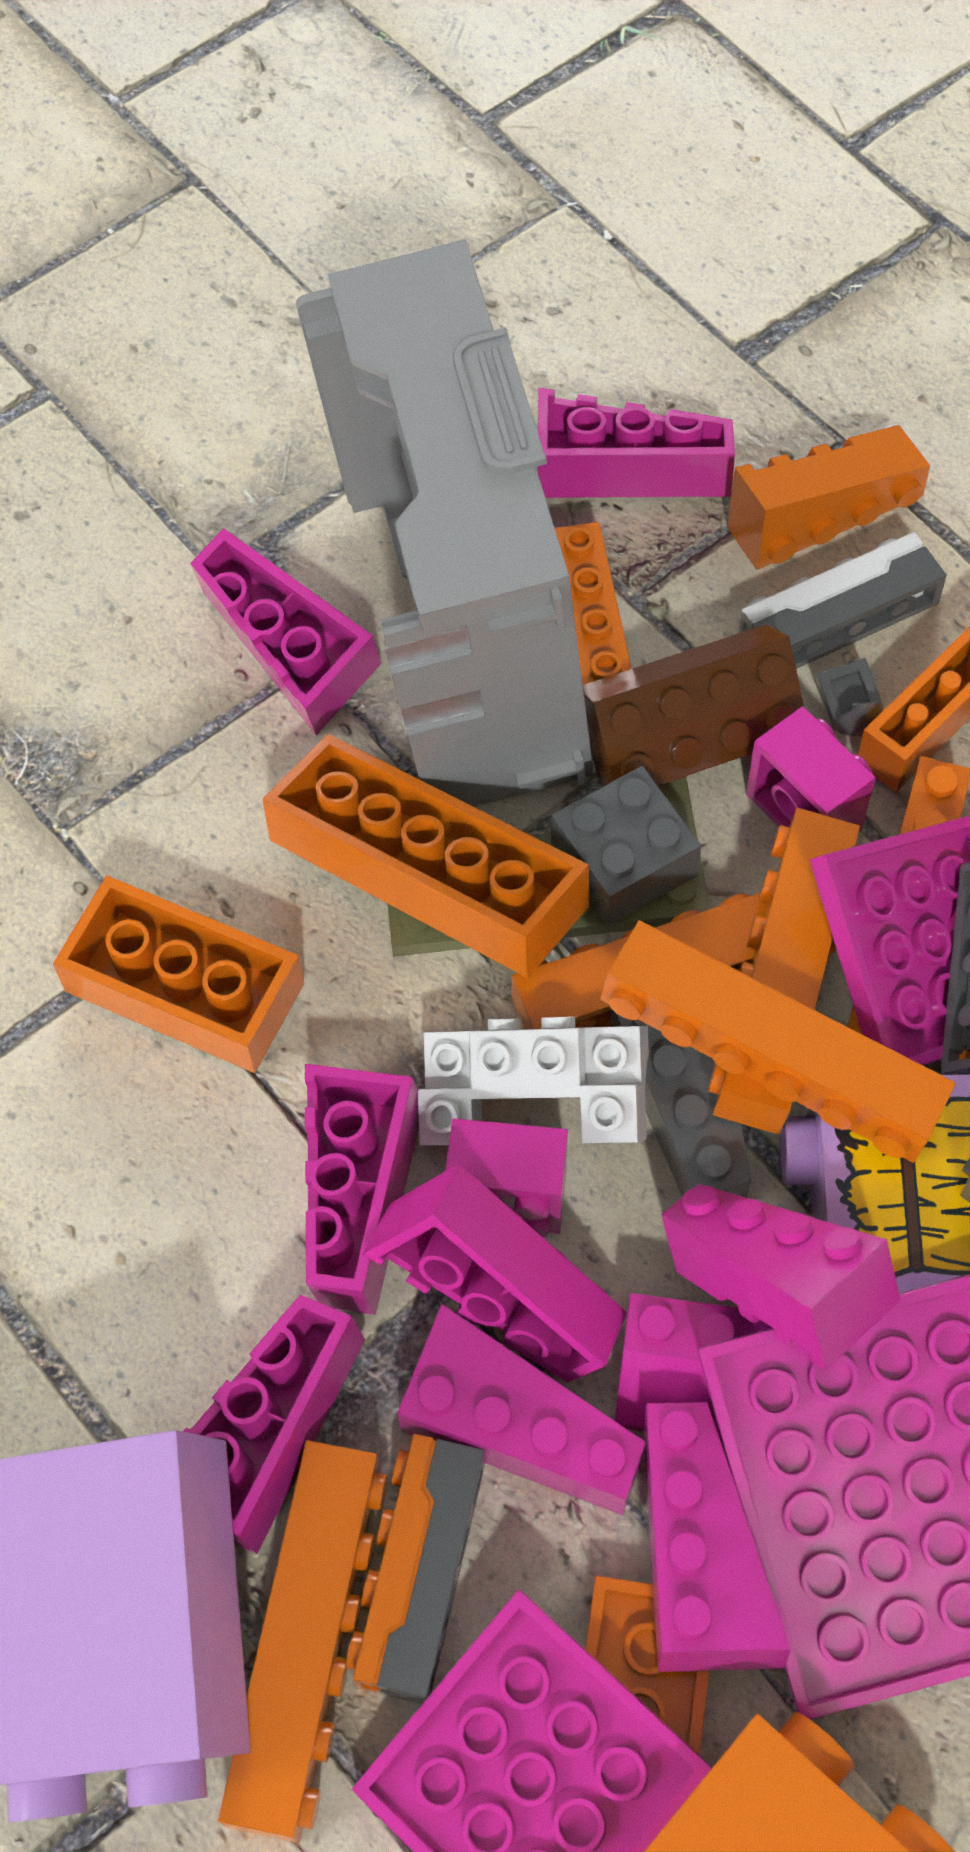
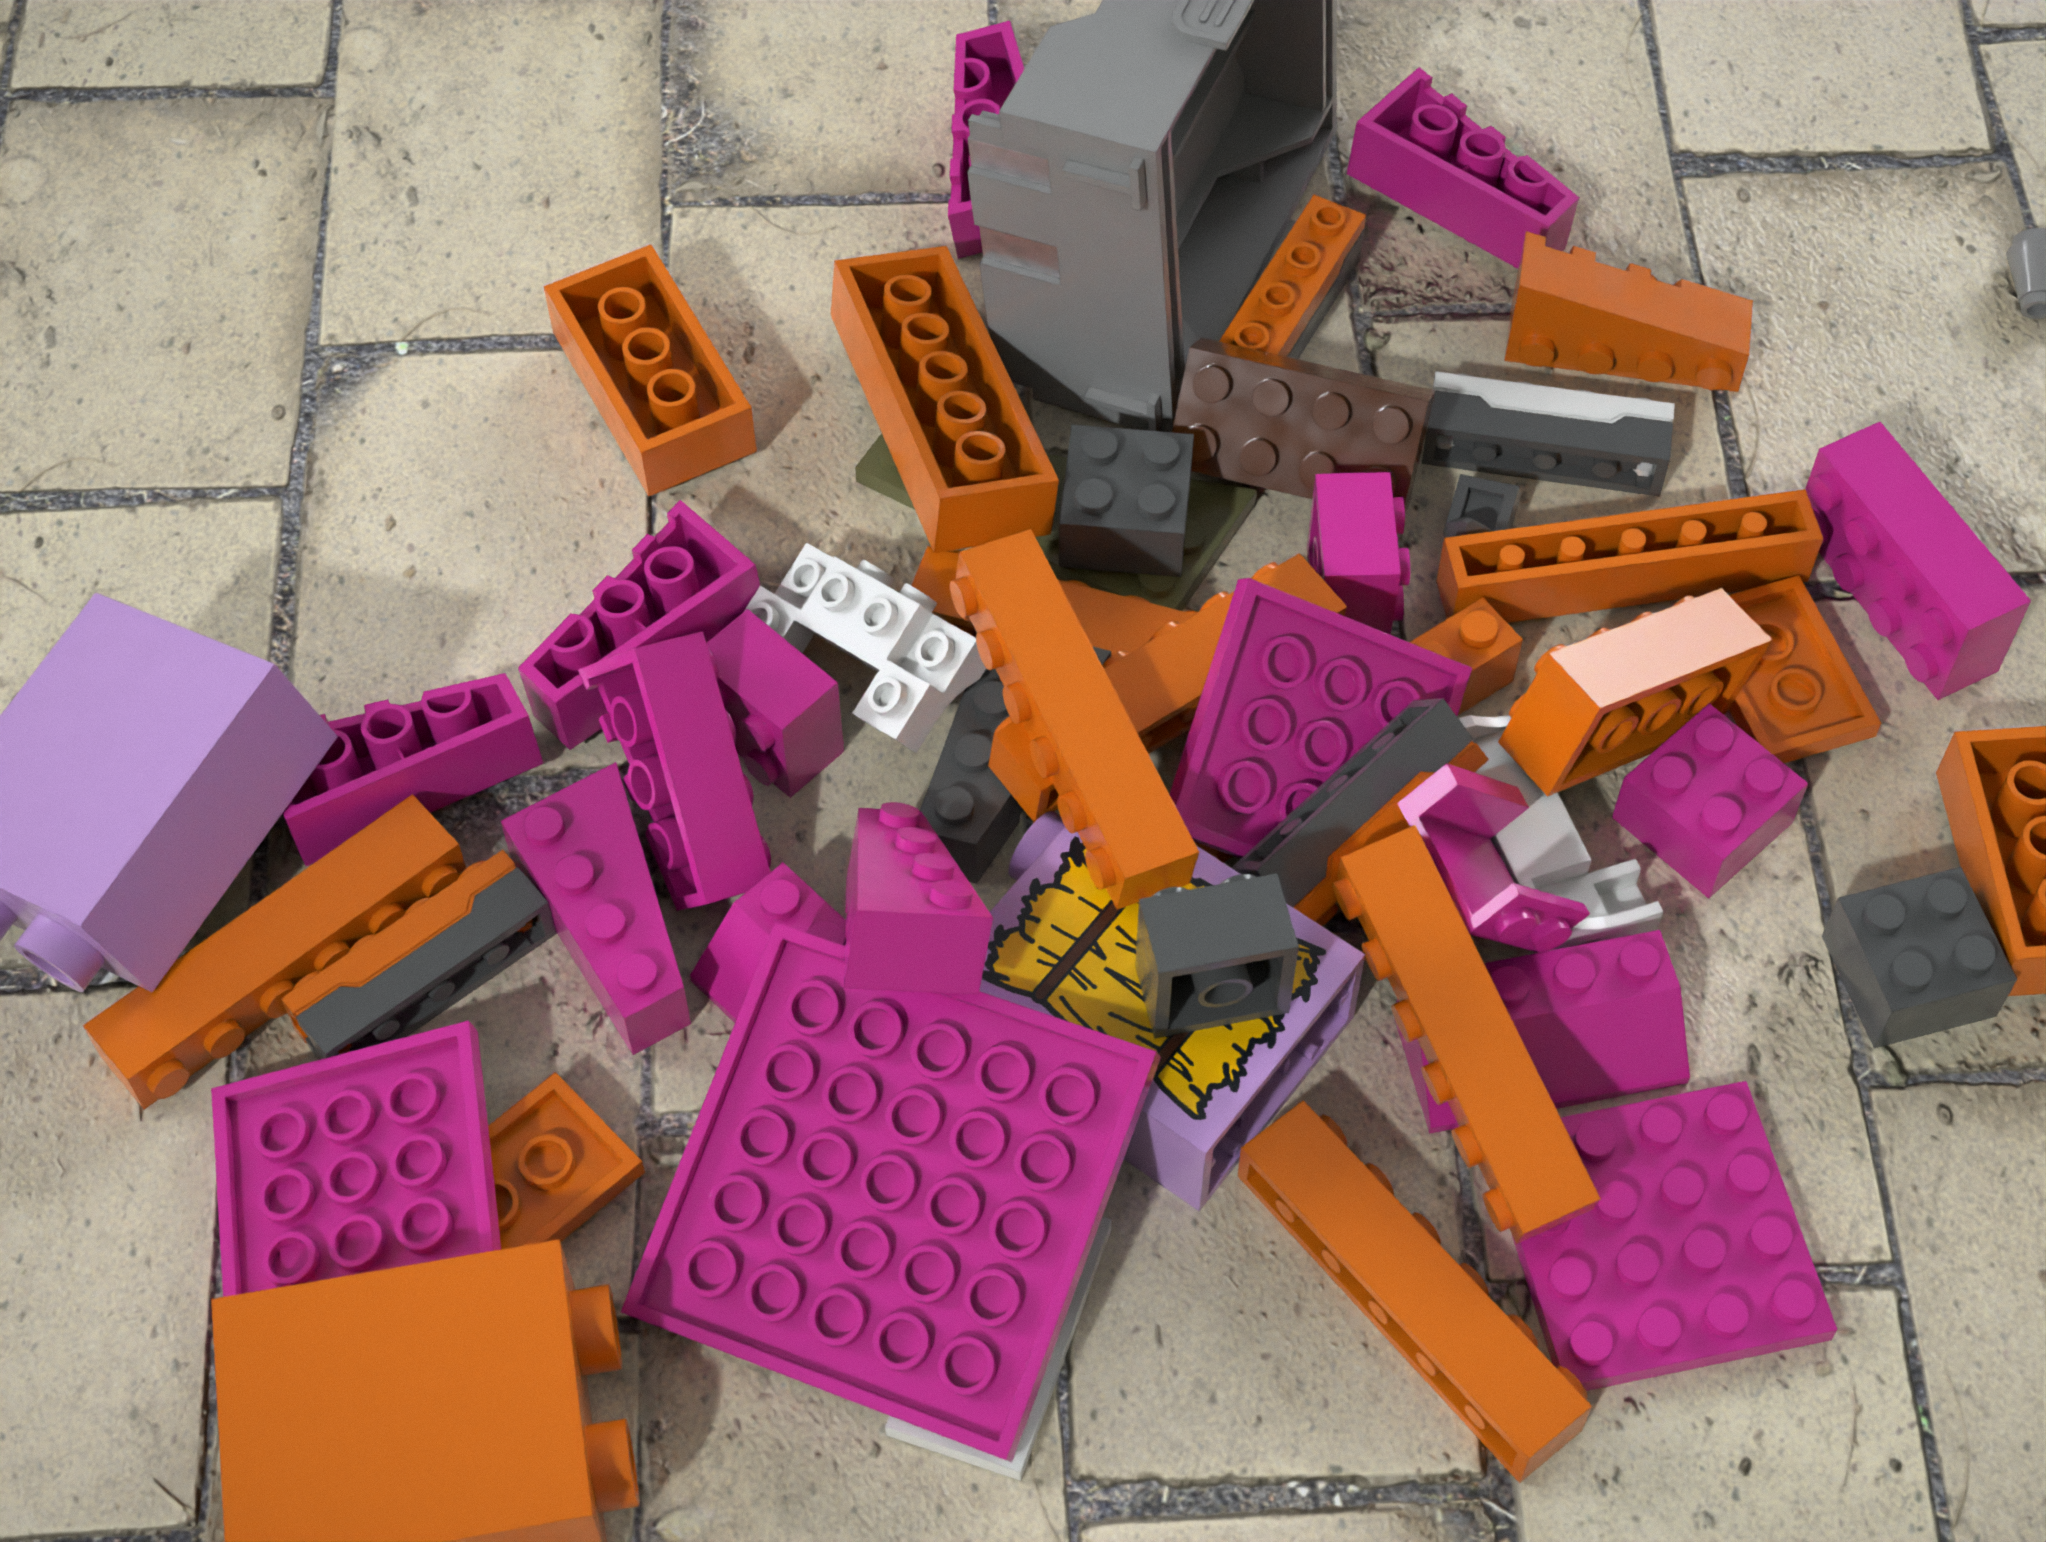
camera: 35 degrees right, 5 degrees down
(704, 1562) = (630, 1119): dark pink wedge -> none

